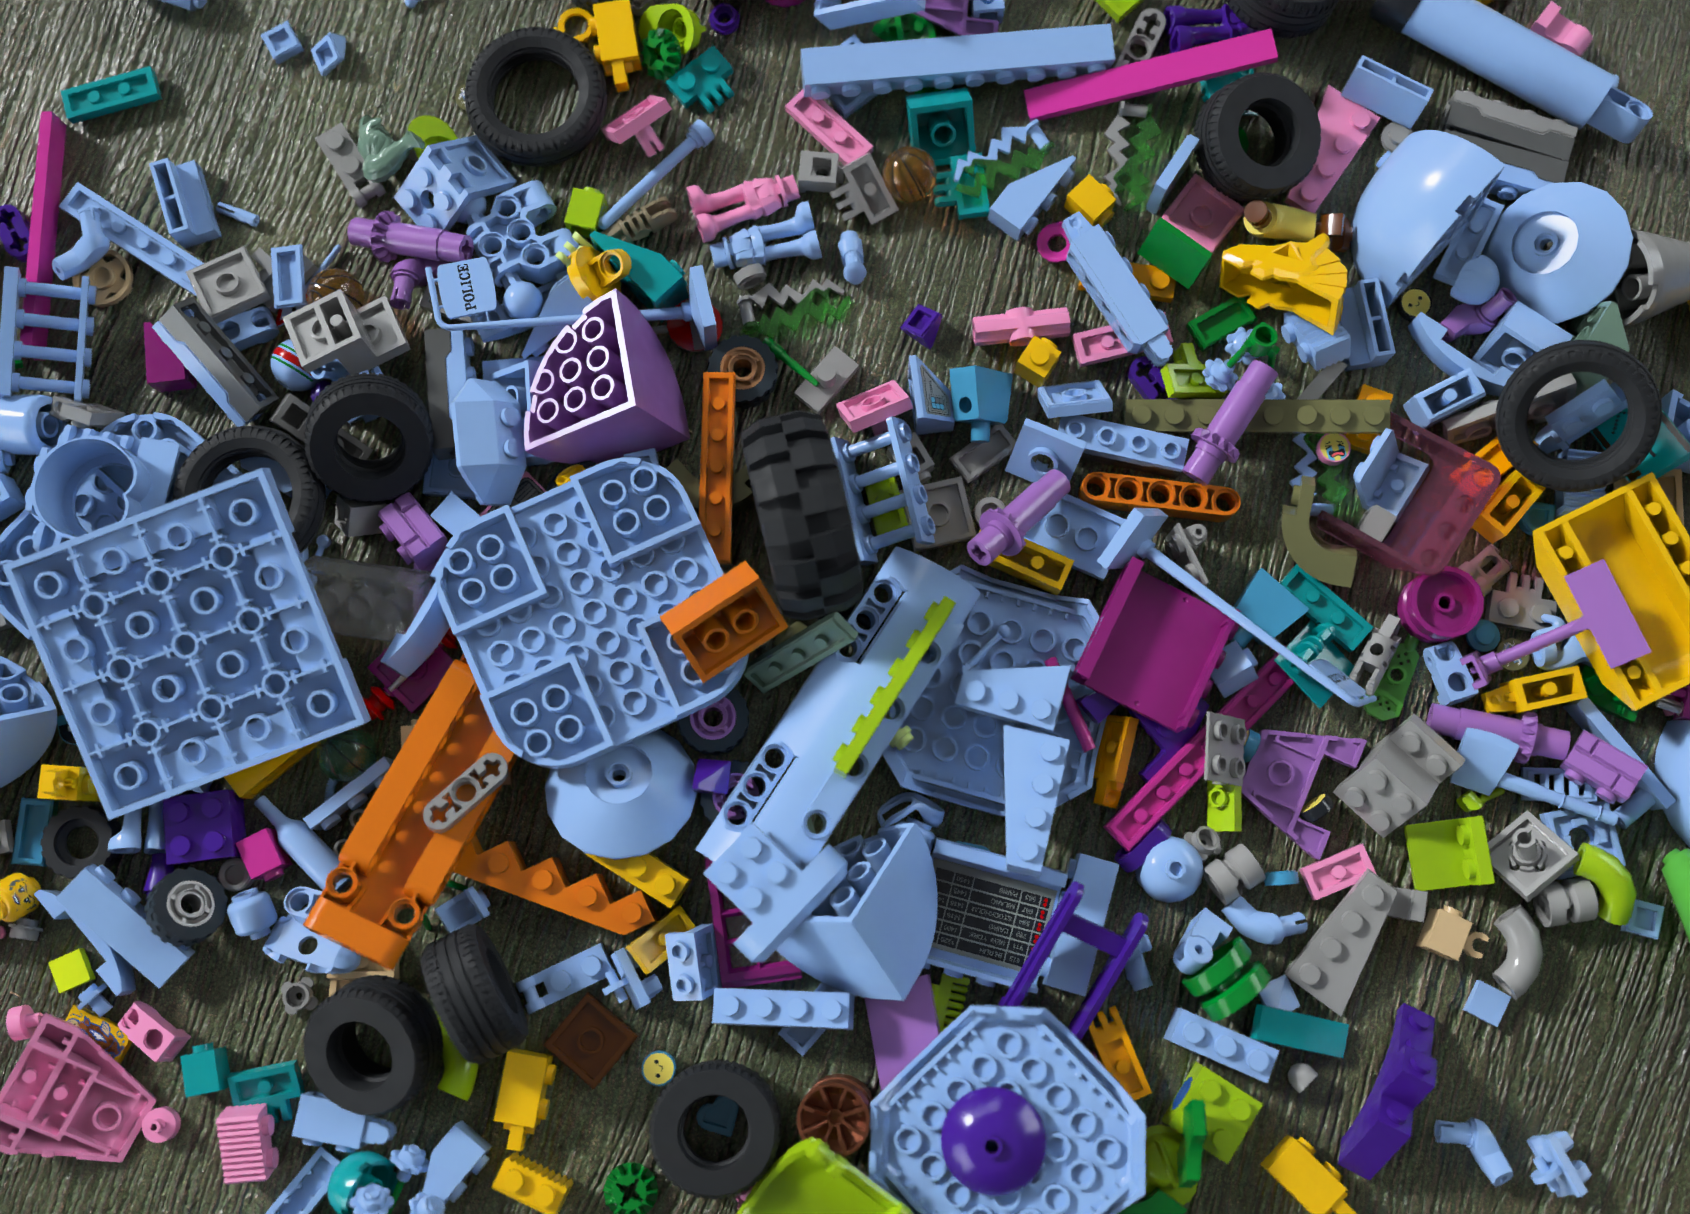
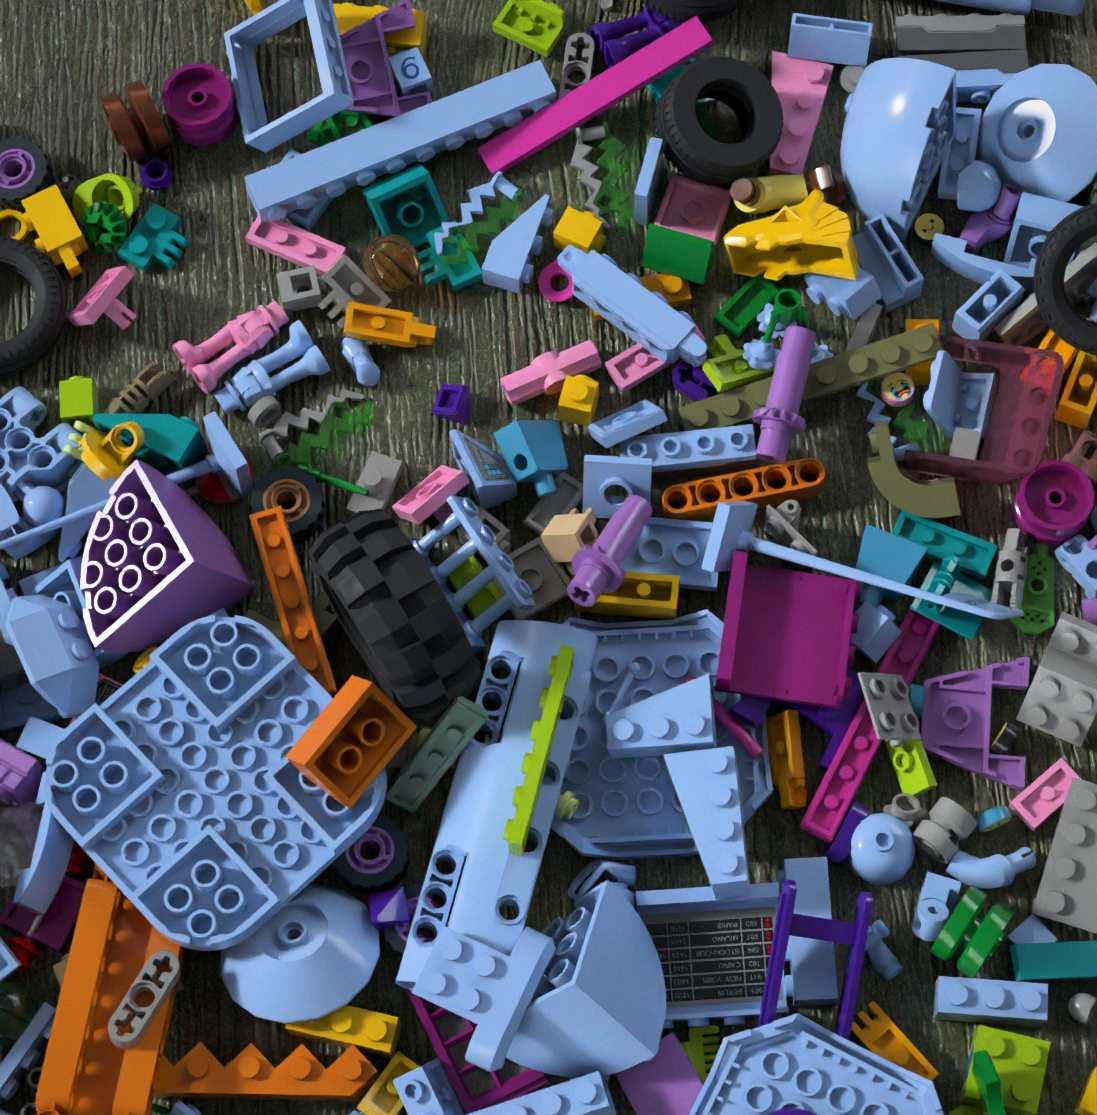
camera: 15 degrees left, 10 degrees down
(698, 136) = (167, 292): light blue piece -> none
(885, 233) = (386, 326): none -> light orange hinge
(988, 487) = (569, 533): none -> tan brick

